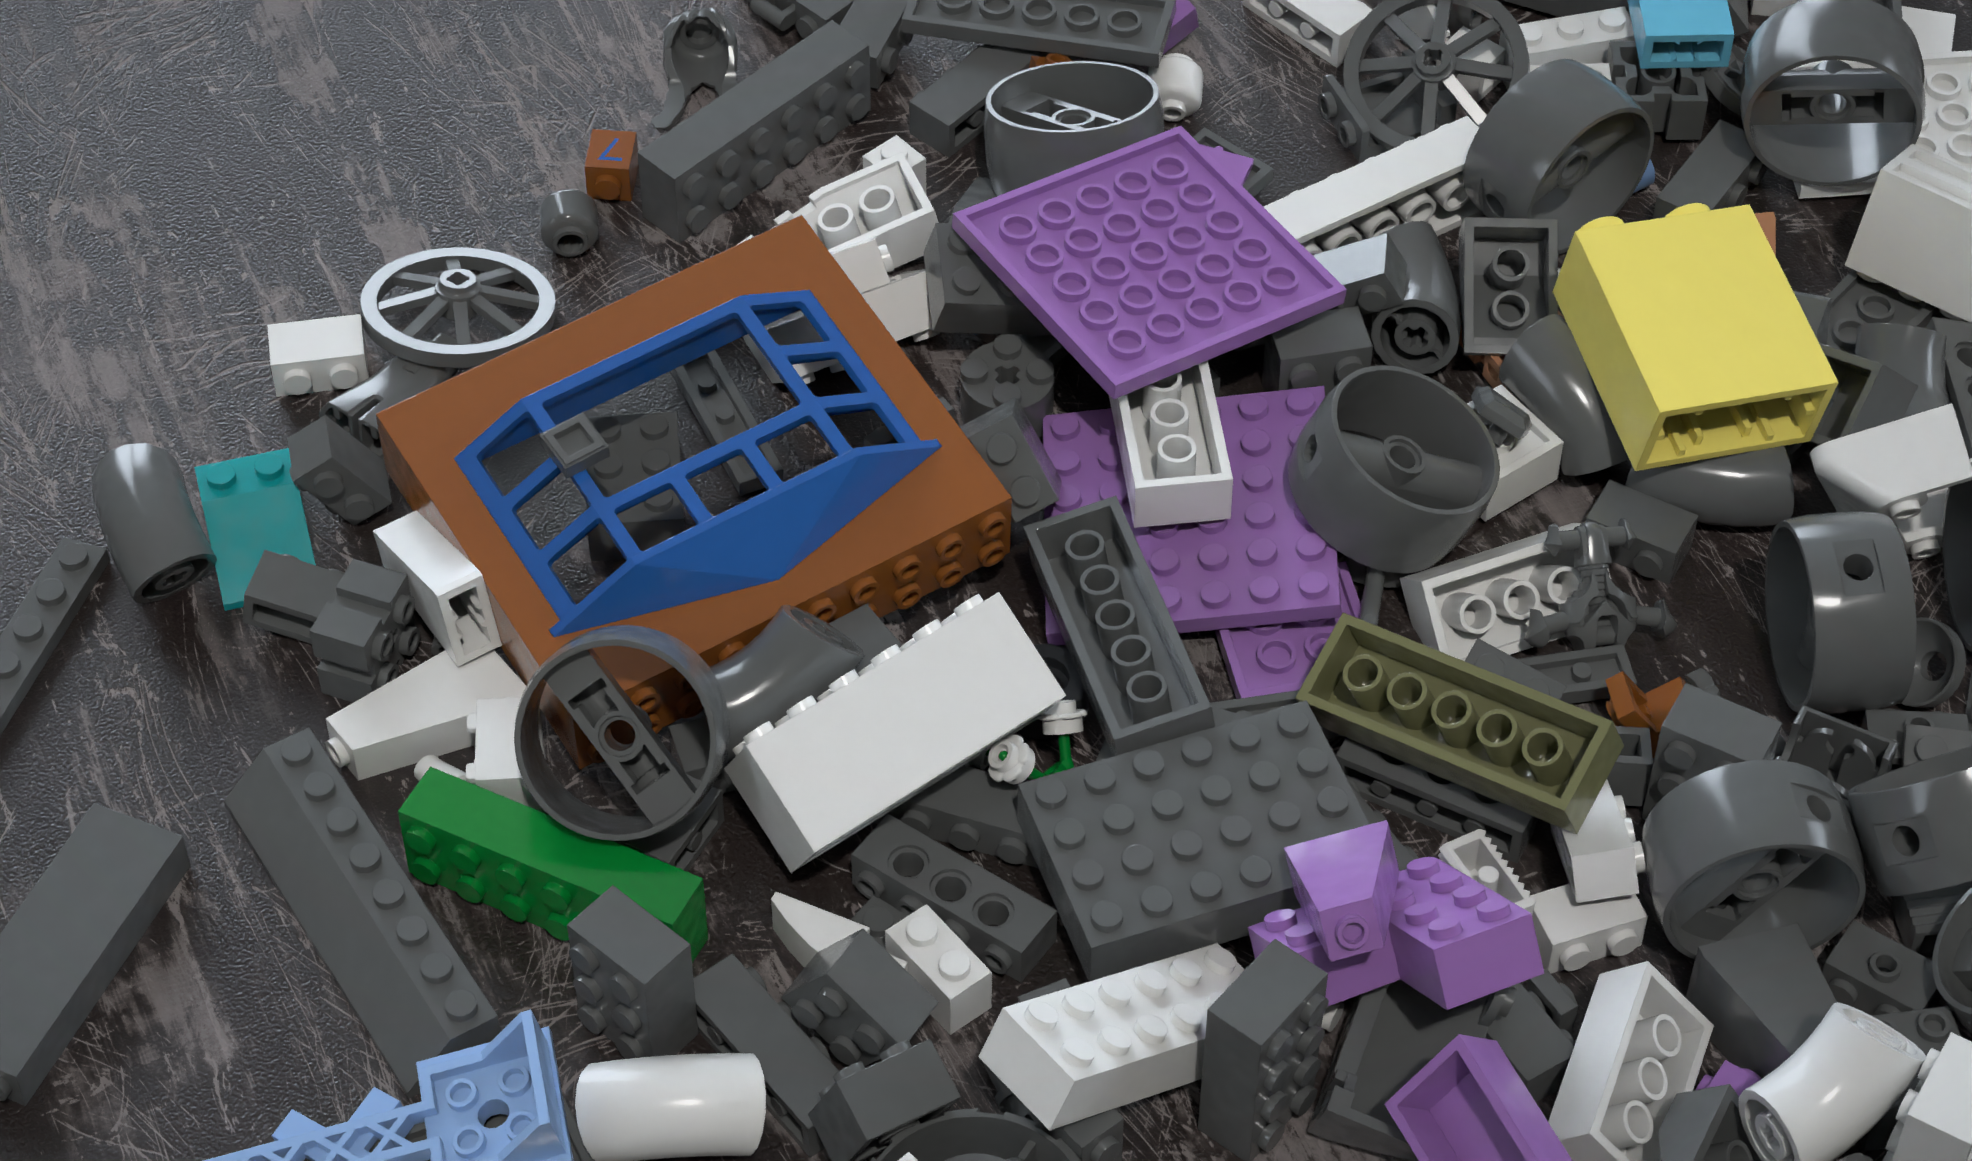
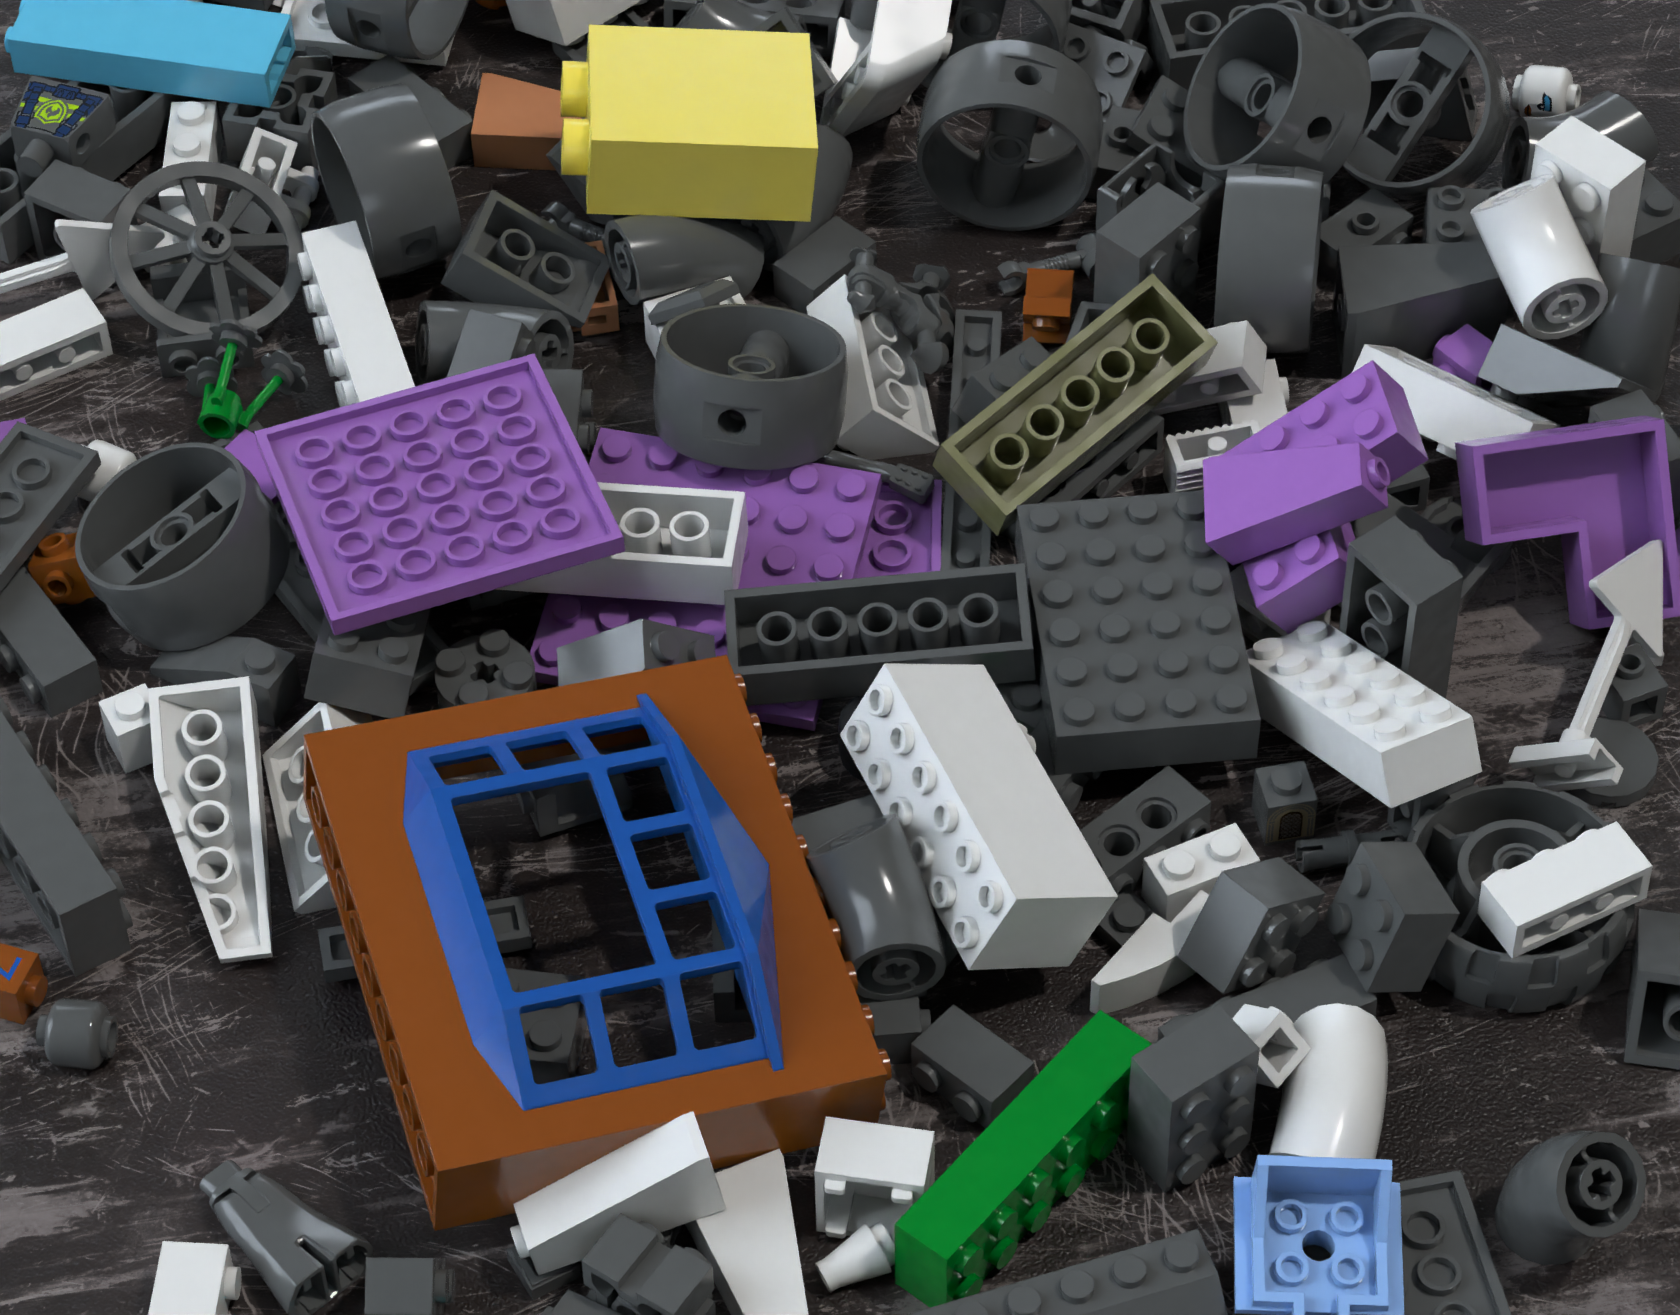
camera: 75 degrees left, 0 degrees up
(458, 297) = (171, 1145): dark grey wheel -> none
(574, 445) = (587, 970): dark grey tile -> none
(643, 766) = (889, 1023): dark grey cylinder -> none
(699, 1020) = (1278, 1042): none -> white brick
(865, 264) = (281, 767): white brick -> none
(1264, 133) = (221, 405): none -> plant

